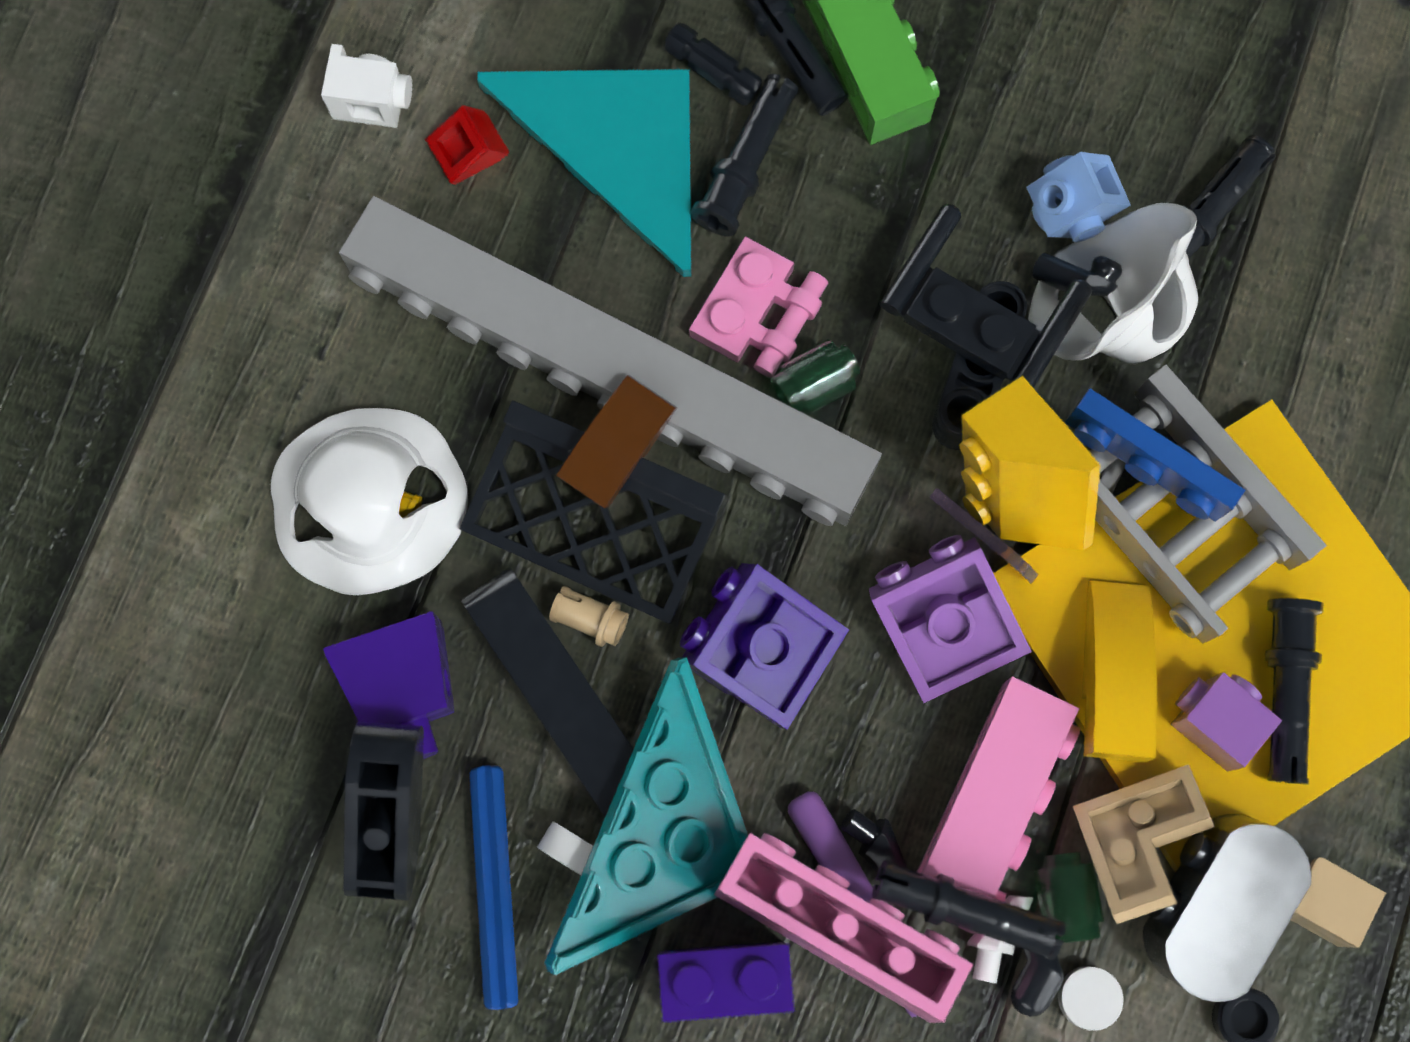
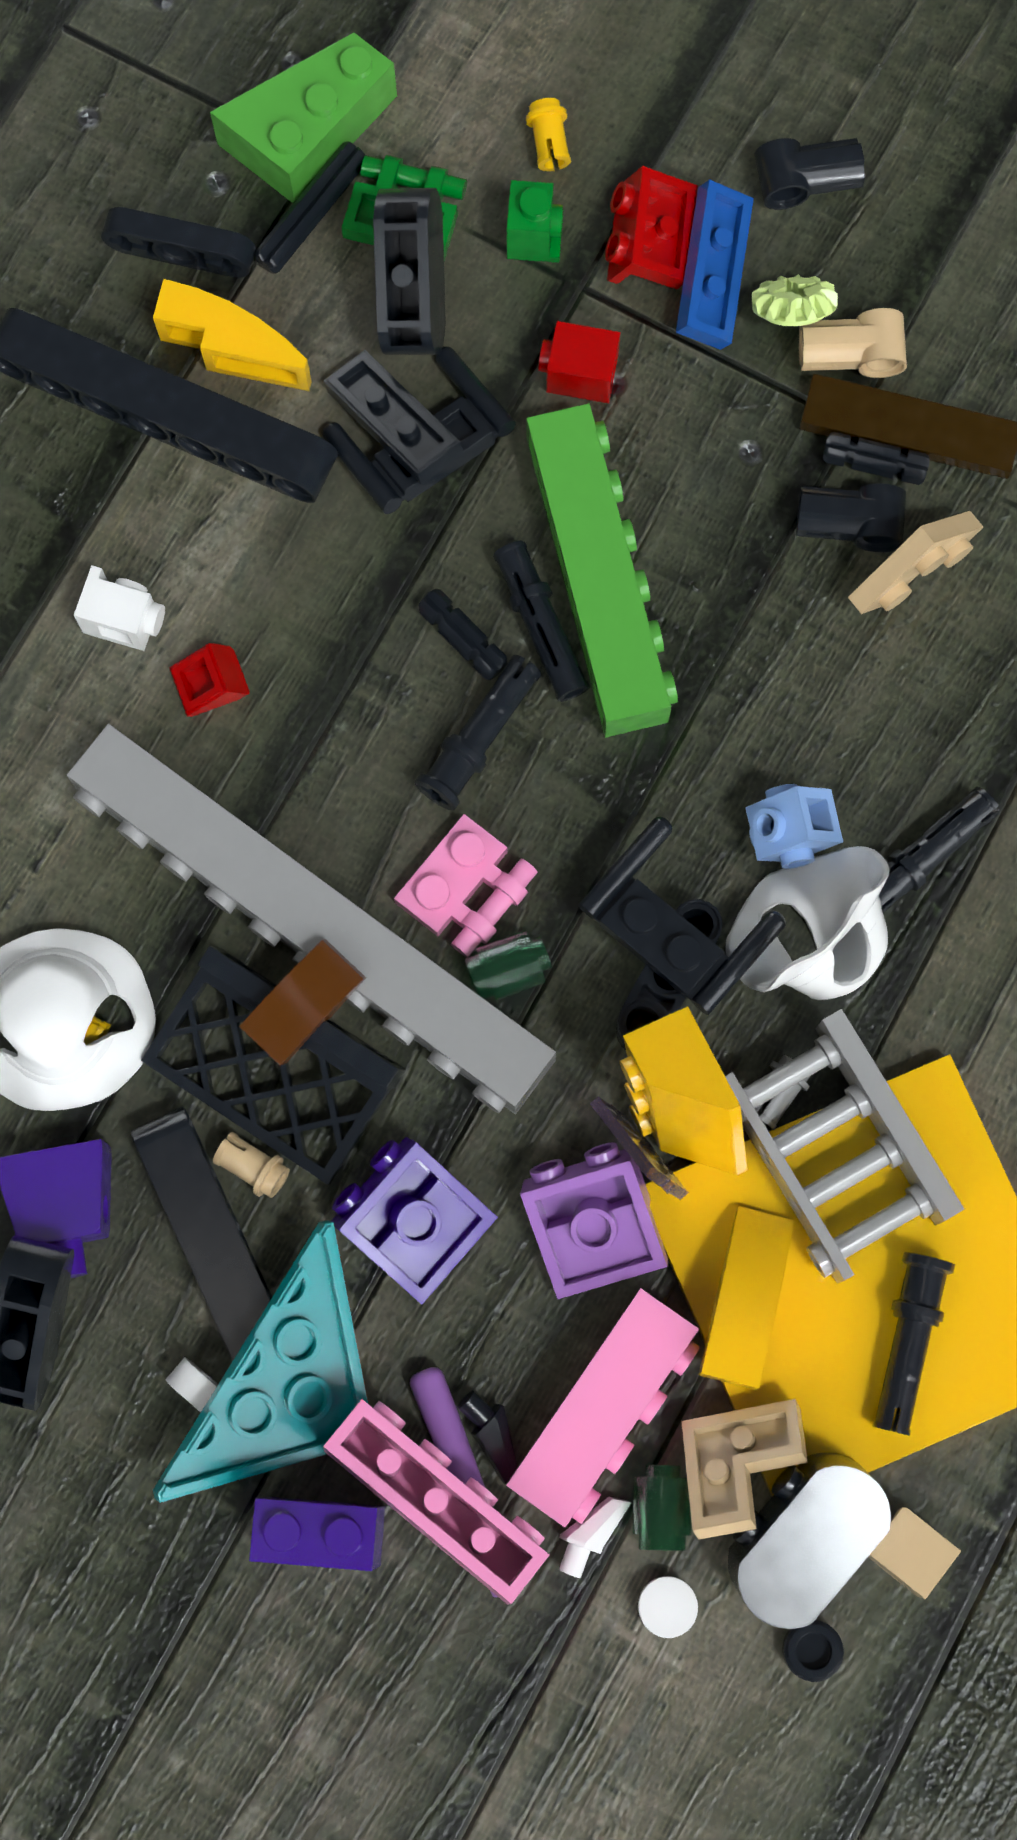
camera: 10 degrees right, 0 degrees up
(493, 888) = (119, 1411): blue axle -> none
(619, 137) = (360, 696): teal tile -> none
(949, 903) = (556, 1503): black pin -> none
(1036, 984) = (622, 1576): black arm -> none
(1061, 273) = (764, 898): black arm -> none
(1153, 457) = (809, 1099): blue plate -> none
(1225, 719) = (839, 1360): medium lavender brick -> none

